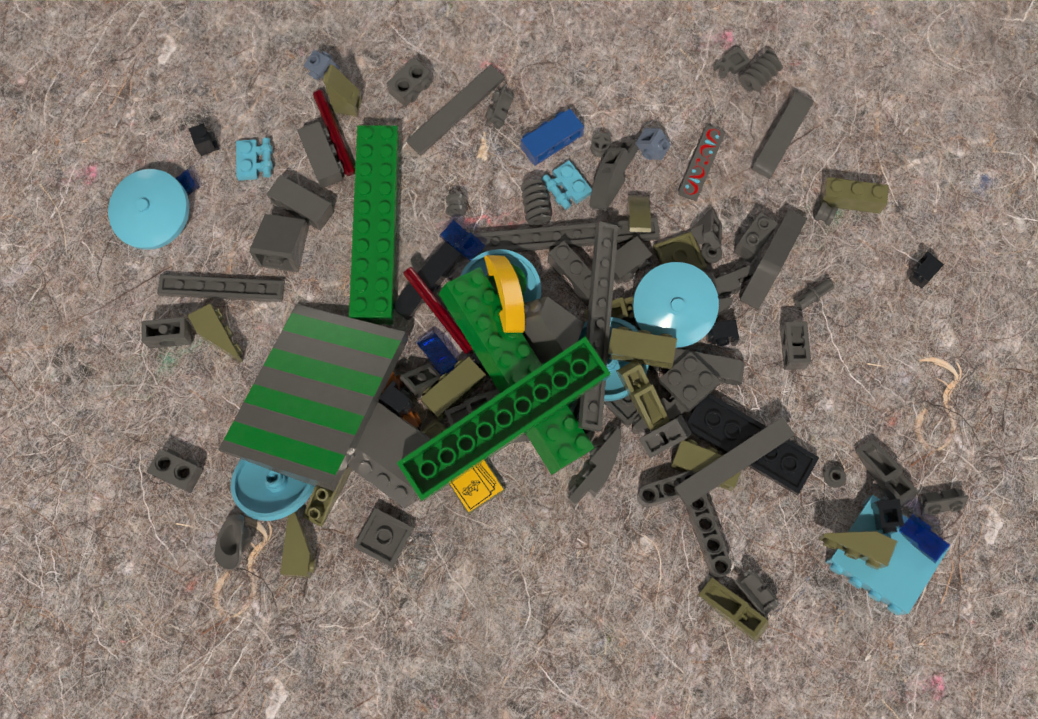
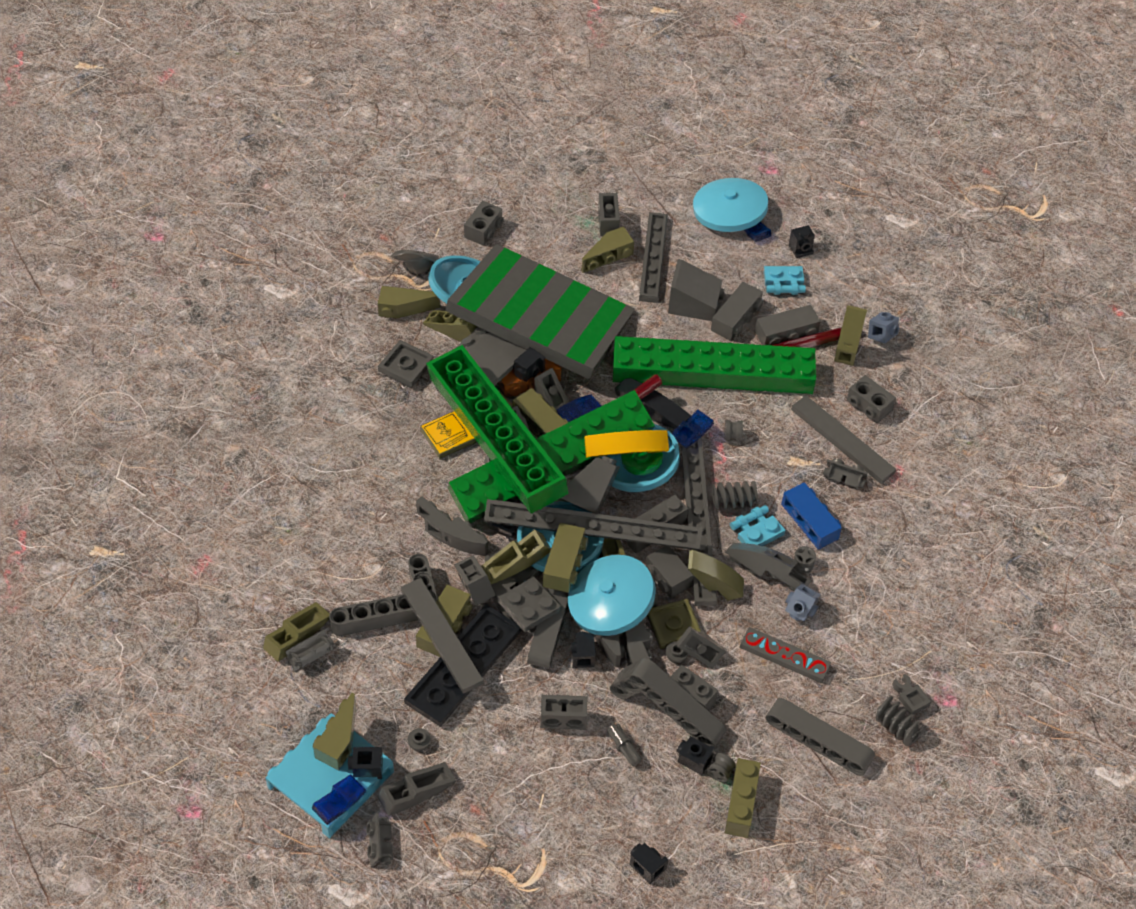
camera: 90 degrees right, 20 degrees down
(816, 234) = (695, 755): none -> black brick

